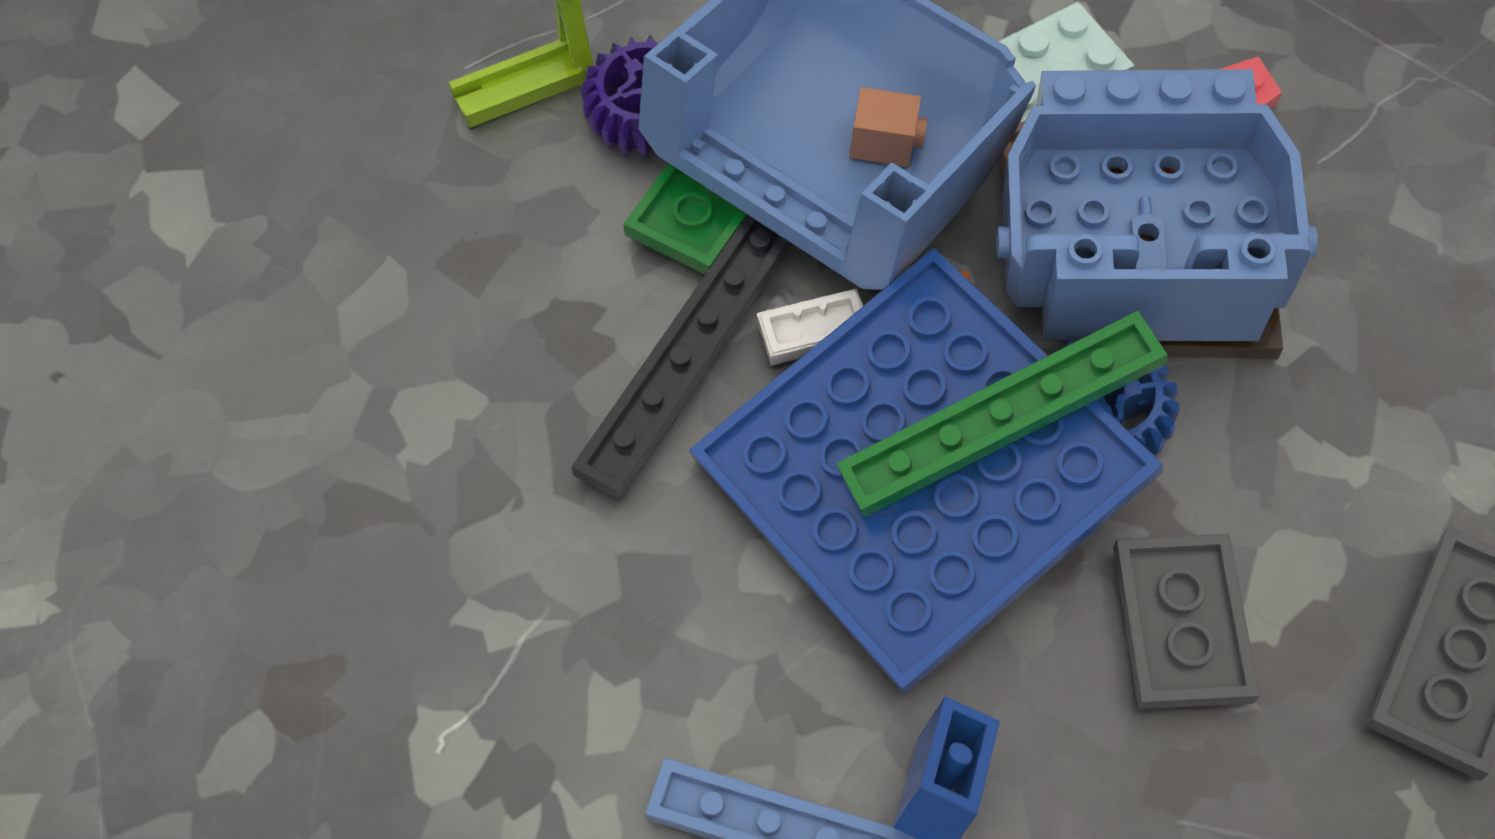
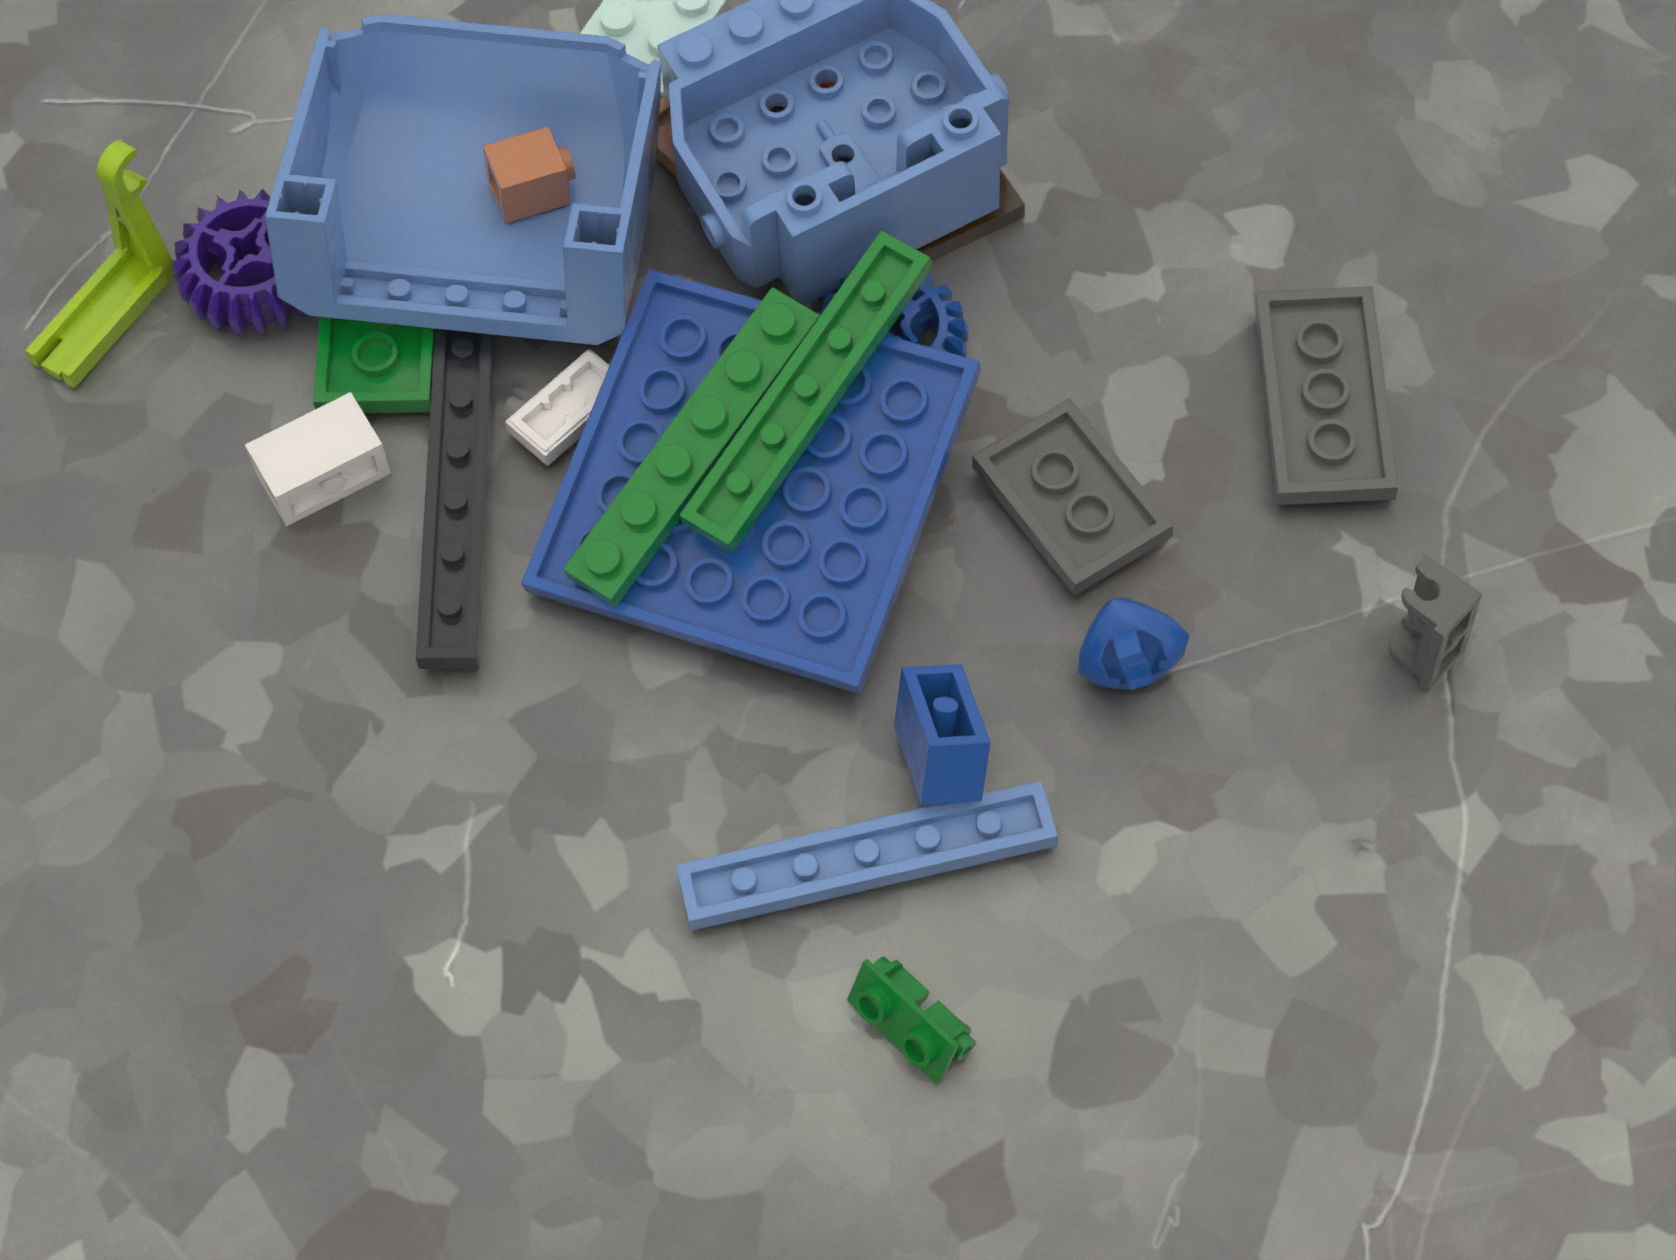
camera: 30 degrees left, 0 degrees up
(599, 269) = (318, 458): none -> white panel
(880, 410) = (689, 449): none -> green plate
(1160, 786) = (1130, 645): none -> blue piece

